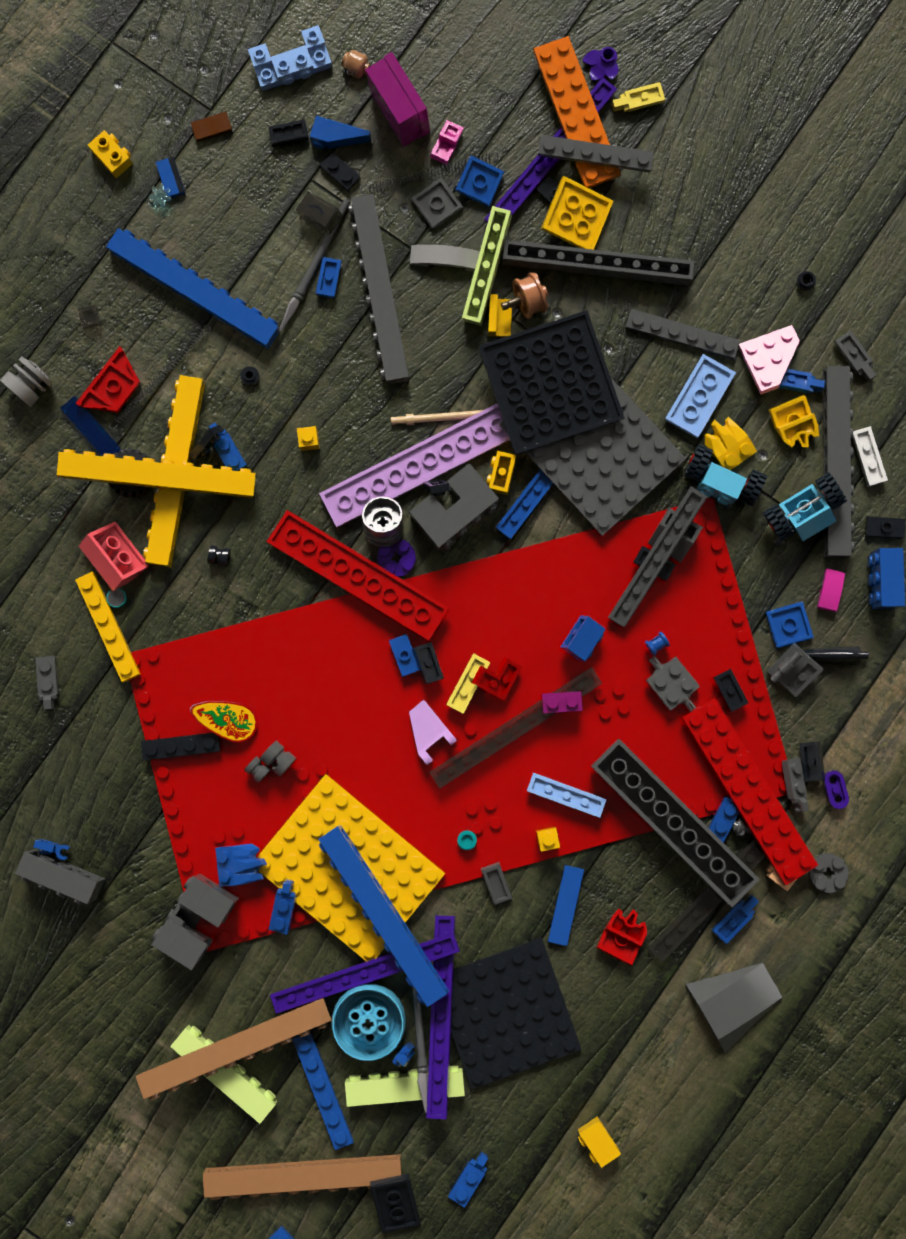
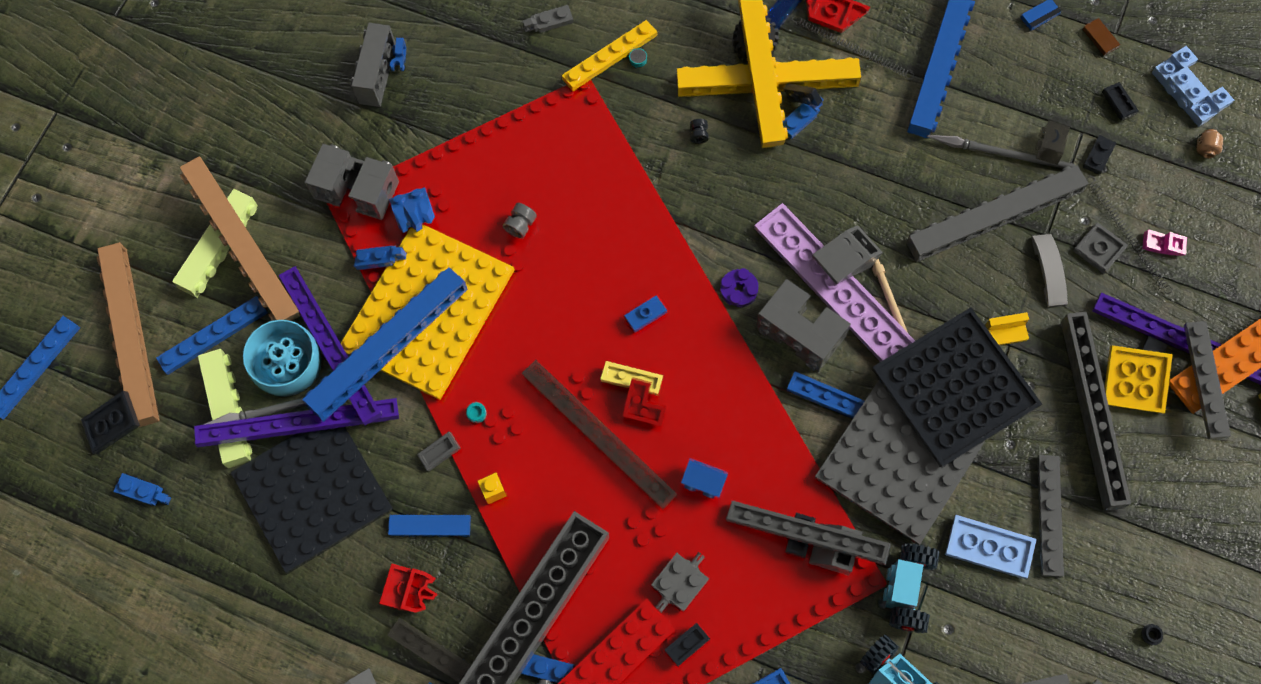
camera: 80 degrees right, 15 degrees down
(113, 555) = (676, 44): coral slope -> none
(160, 195) = (1020, 9): clear light blue plant -> none
(180, 746) = (514, 138): black plate -> none
(226, 719) = (546, 168): shield -> none
(252, 381) = (876, 125): black plate -> none
(257, 769) = (505, 206): dark grey wheel -> none
(308, 438) = (832, 182): yellow brick -> none
(328, 277) = (993, 166): blue plate -> none
(335, 134) = (1133, 139): blue slope -> none
(358, 575) = (711, 256): red plate -> none
(379, 513) = (770, 262): dark grey wheel -> none
(393, 446) = (847, 255): none -> dark grey slope
(398, 99) = (1189, 180): magenta container -> none
(404, 1055) = (254, 395): blue hinge -> none
(428, 663) = (642, 335): black plate -> none
(428, 729) = (576, 352): lavender flag -> none
(436, 487) = (817, 301): black plate -> none
(479, 181) = (1137, 280): blue plate -> none
(487, 266) = (1055, 301): yellowish green brick -> none
(503, 468) = (850, 364): yellow brick -> none
(528, 296) = (1037, 349): nougat wheel -> none
(562, 702) = (633, 470): magenta plate -> none
(566, 795) = (540, 498): light blue plate -> none
(599, 1142) = (192, 609): yellow brick -> none
(657, 643) = (717, 556): blue bush -> none
(729, 444) = (948, 588): yellow plate -> none
(770, 357) = (1056, 612): plate -> none
(795, 421) = (994, 654): yellow plate -> none
(801, 382) = (1039, 646): blue hinge -> none

